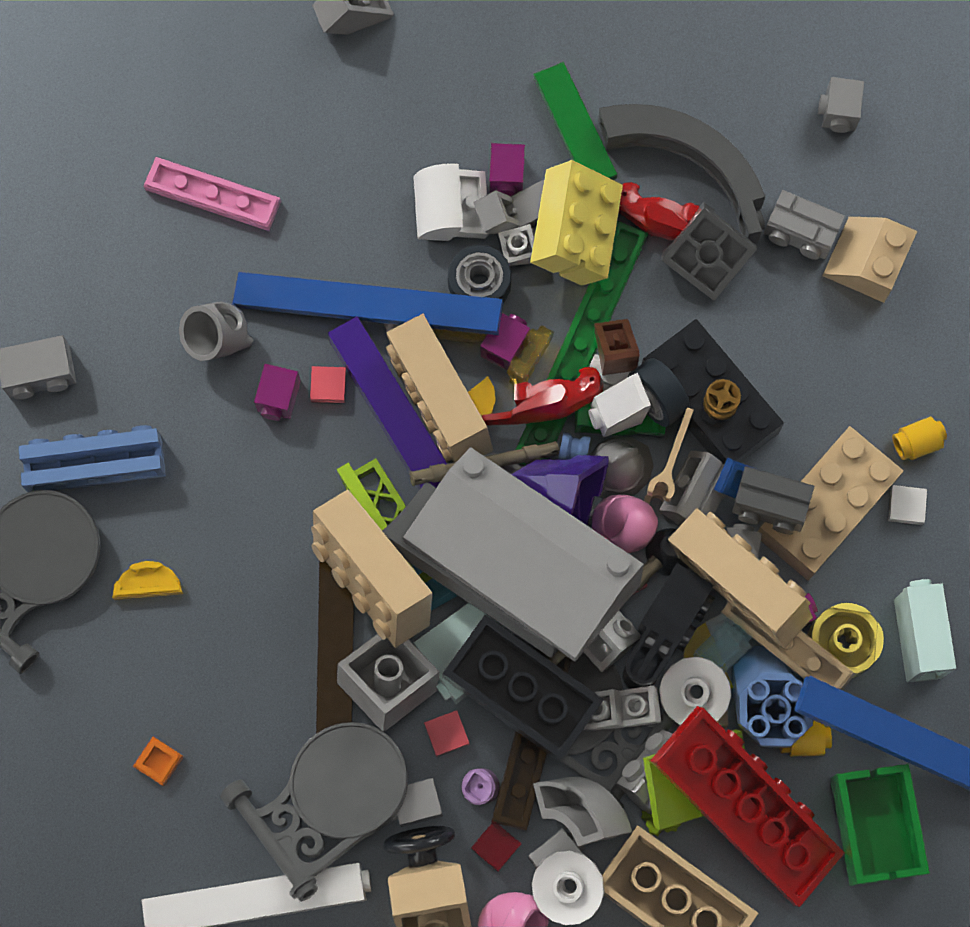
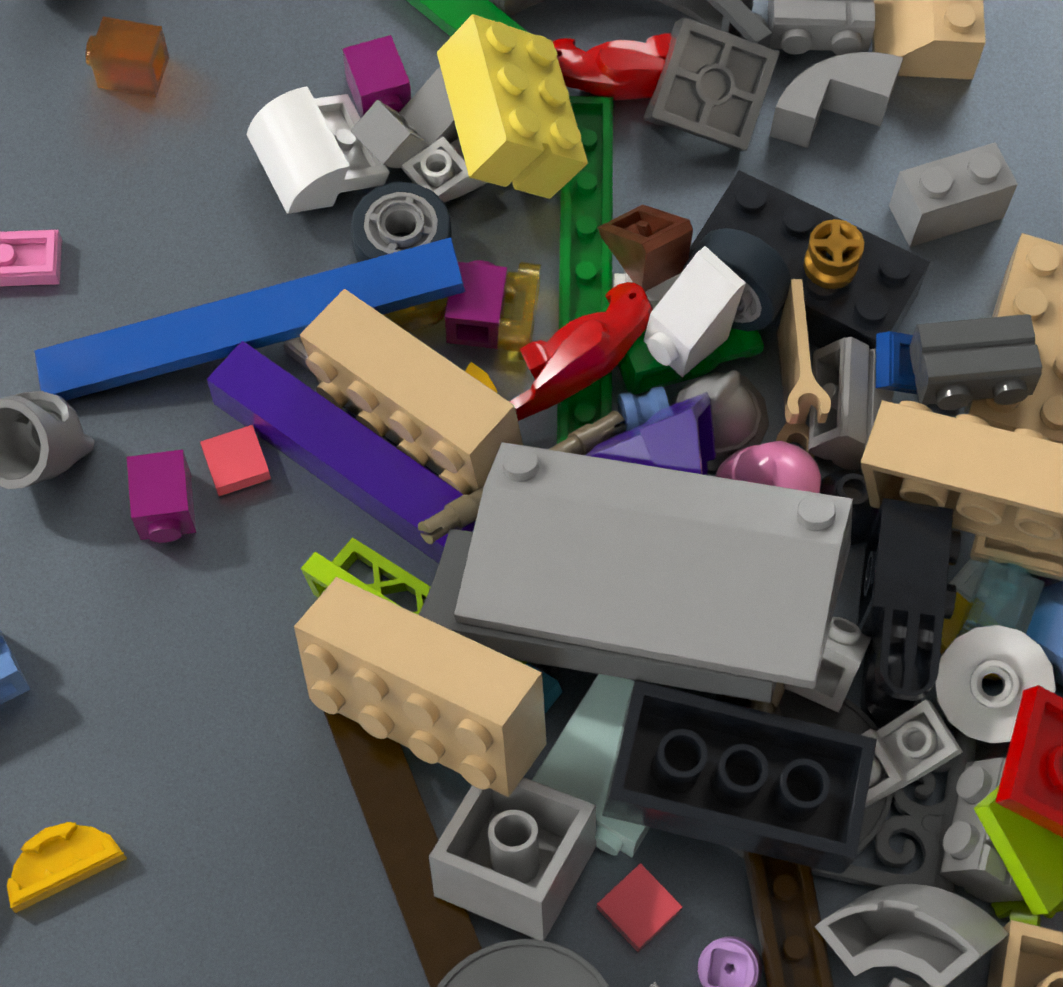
camera: 25 degrees left, 10 degrees down
(362, 96) = (128, 56): none -> clear orange brick
(798, 280) = (846, 84): none -> light grey brick
(826, 380) = (952, 194): none -> light grey brick

